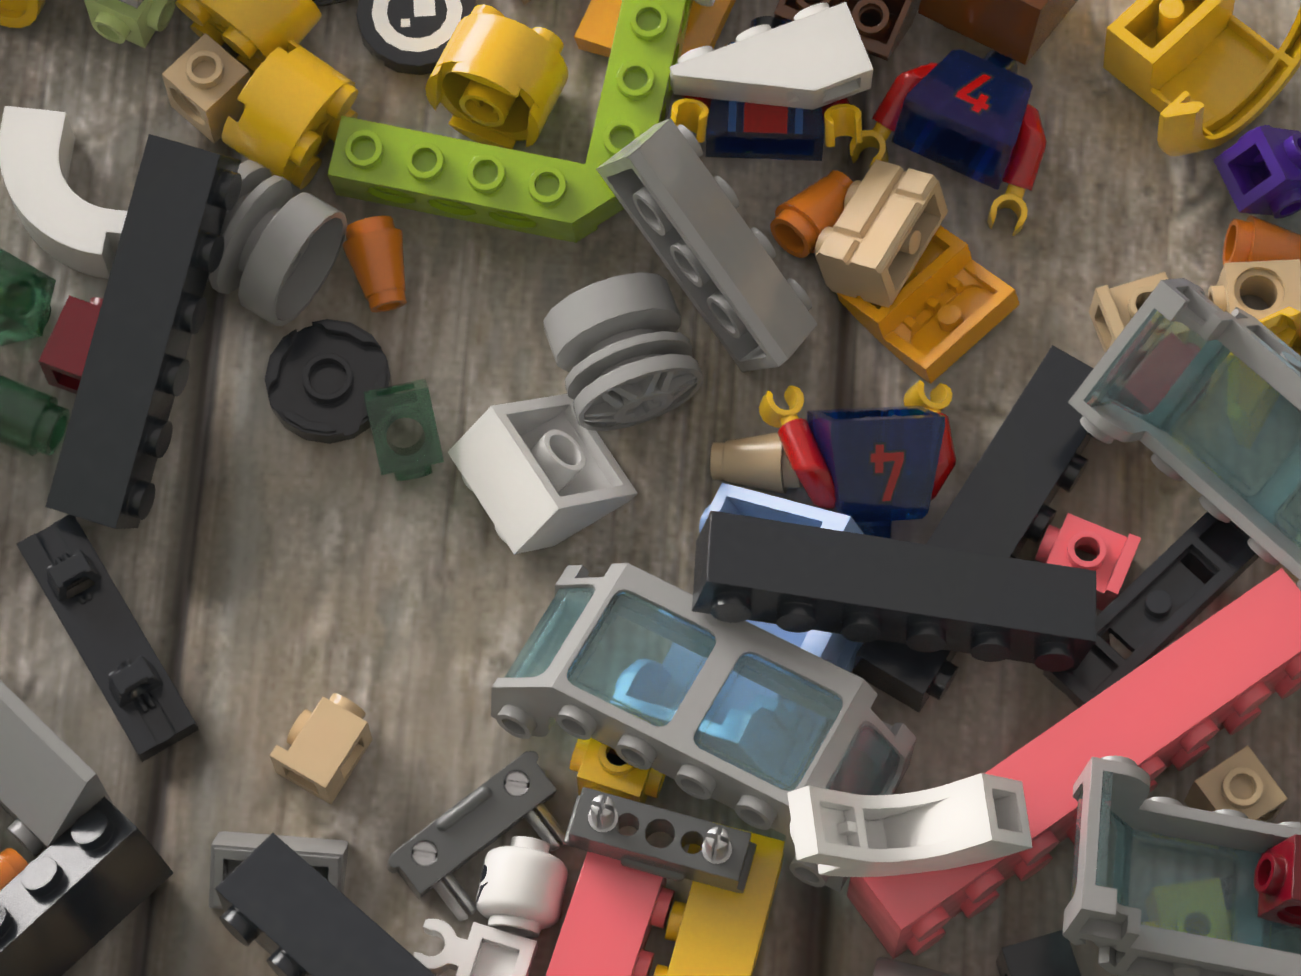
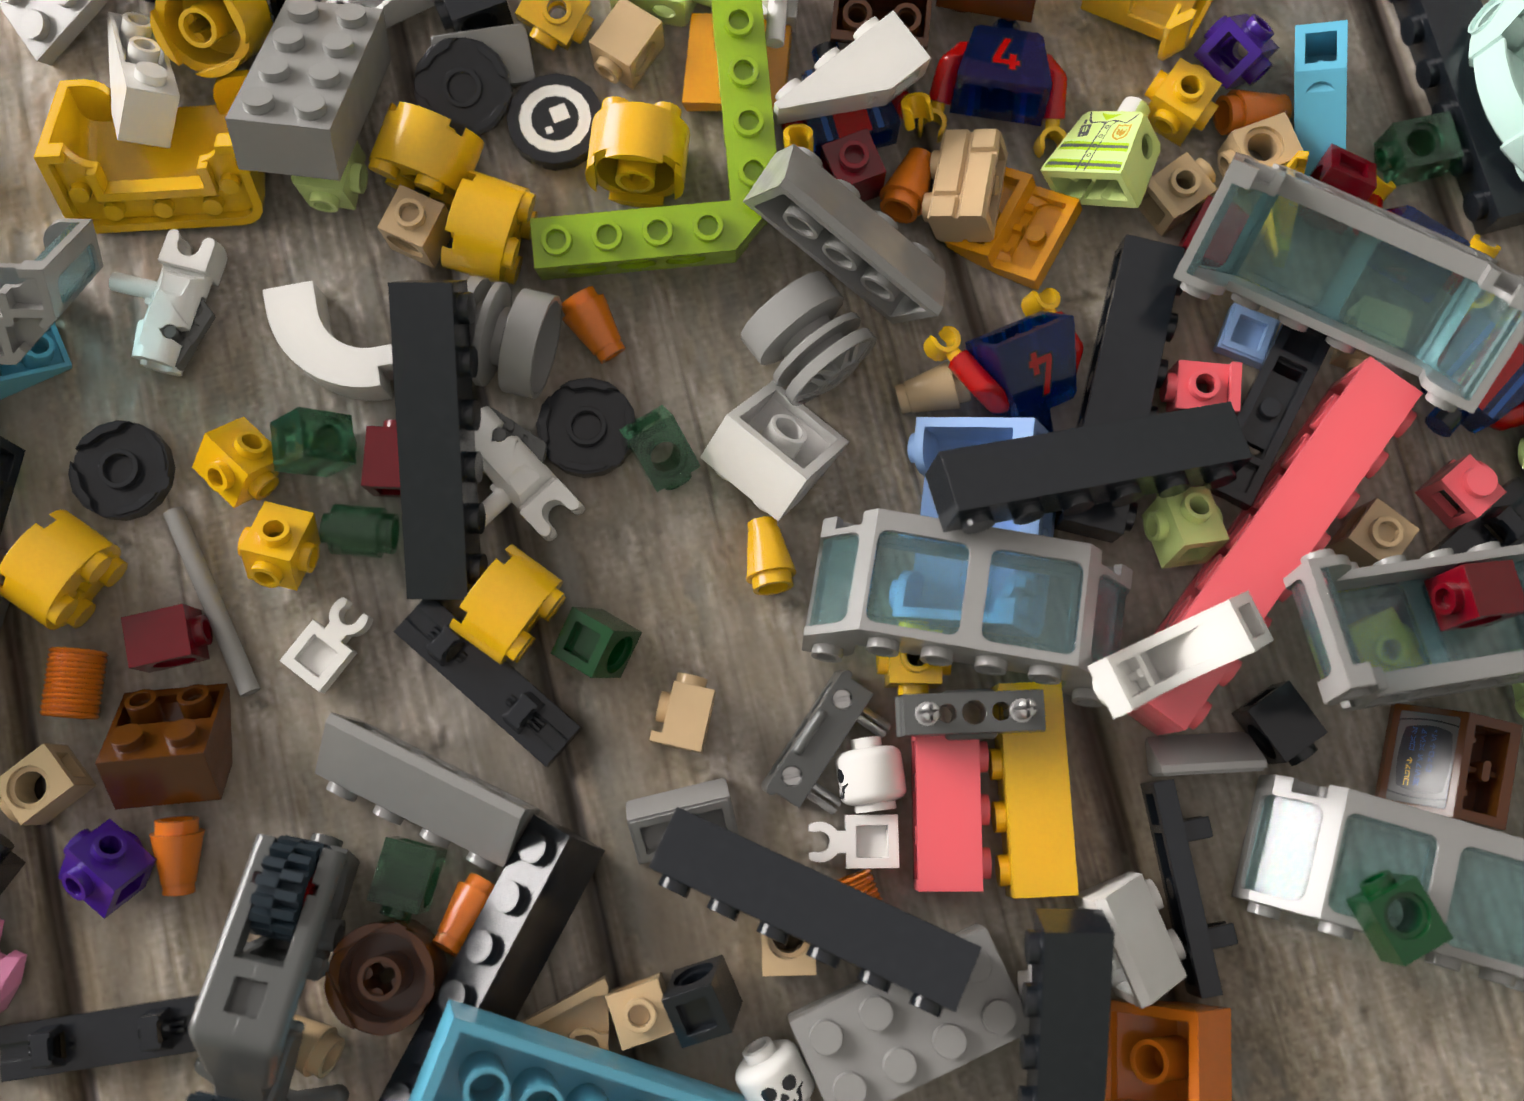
camera: 20 degrees left, 10 degrees up
(160, 551) = (508, 605): none -> yellow brick
(228, 410) = (518, 473): none -> white piece
(248, 626) = (596, 642): none -> dark green brick
(488, 599) = (768, 558): none -> yellow cone
(752, 169) = (855, 161): none -> dark red brick
(1003, 709) = (1185, 528): none -> yellowish green brick
(1061, 248) = (1106, 157): none -> yellowish green torso
(1166, 512) = (1246, 335): none -> light blue tile
(1181, 211) = (1181, 100): none -> yellow brick

